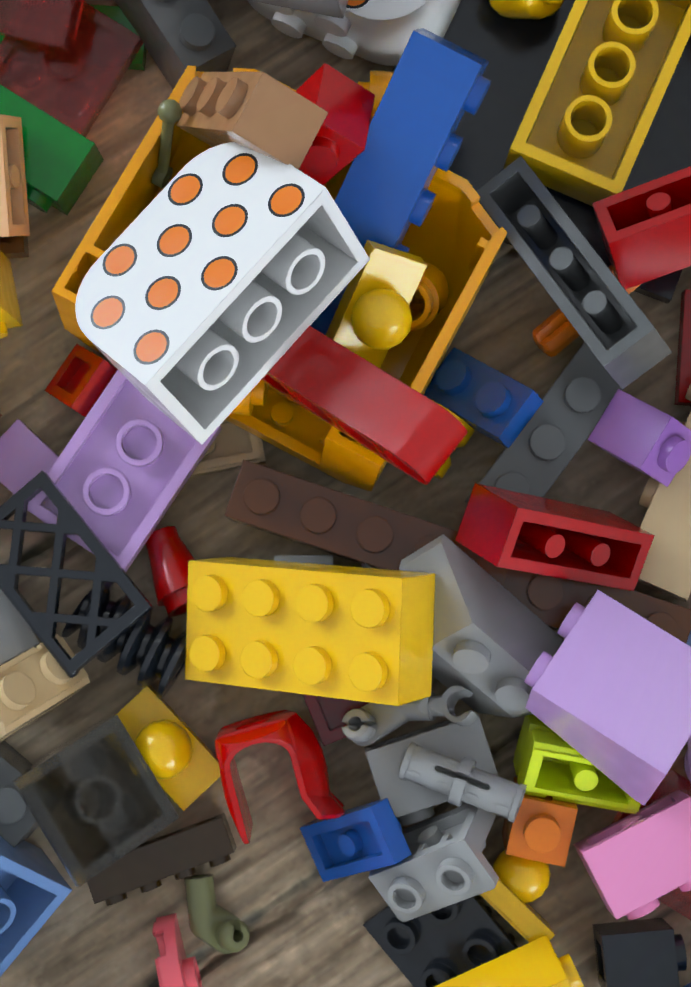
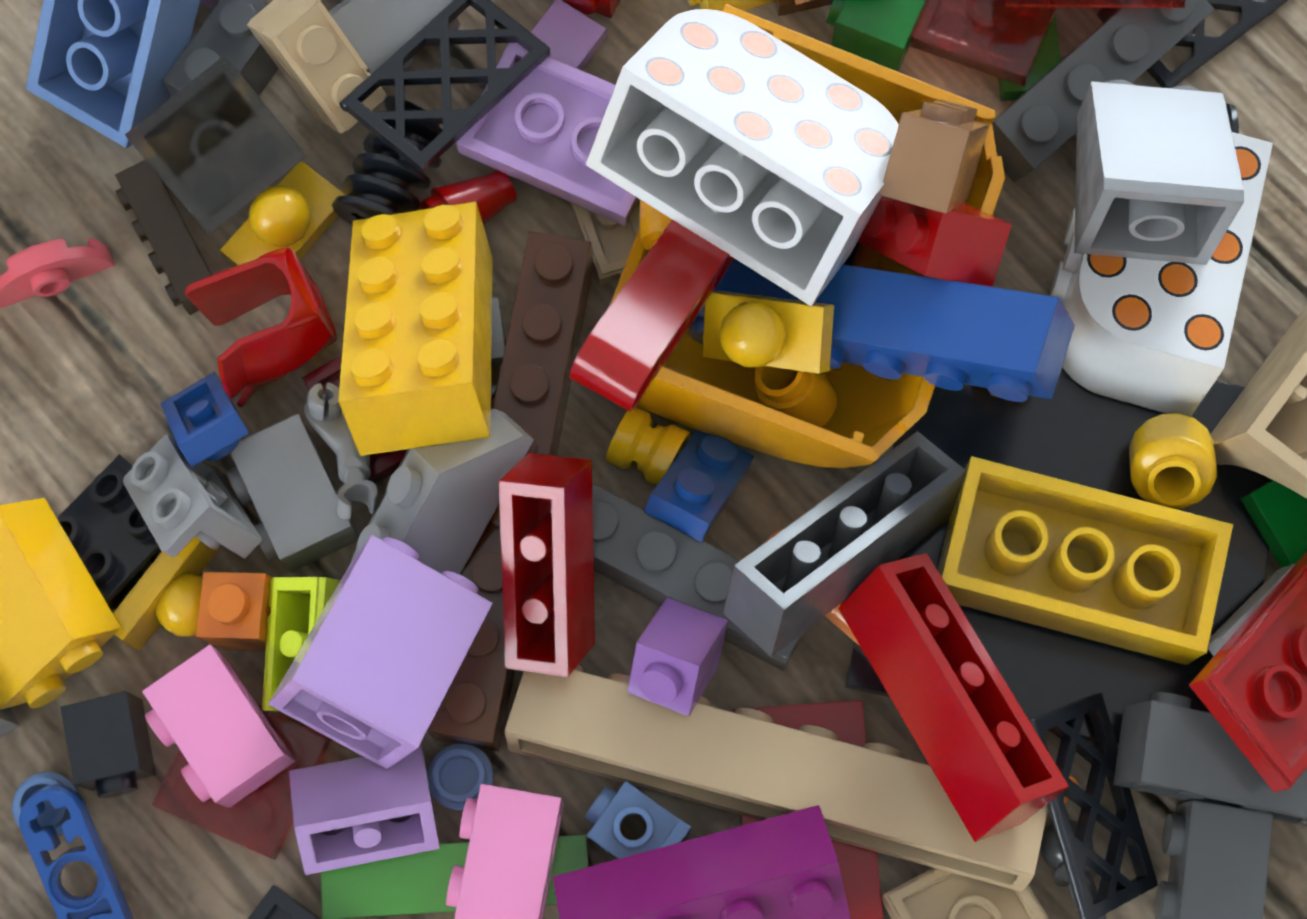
camera: 80 degrees right, 10 degrees down
(169, 112) = (932, 88): olive hinge -> none
(209, 920) = (109, 296): olive arm -> none
(462, 782) = (263, 547): light grey pin -> none

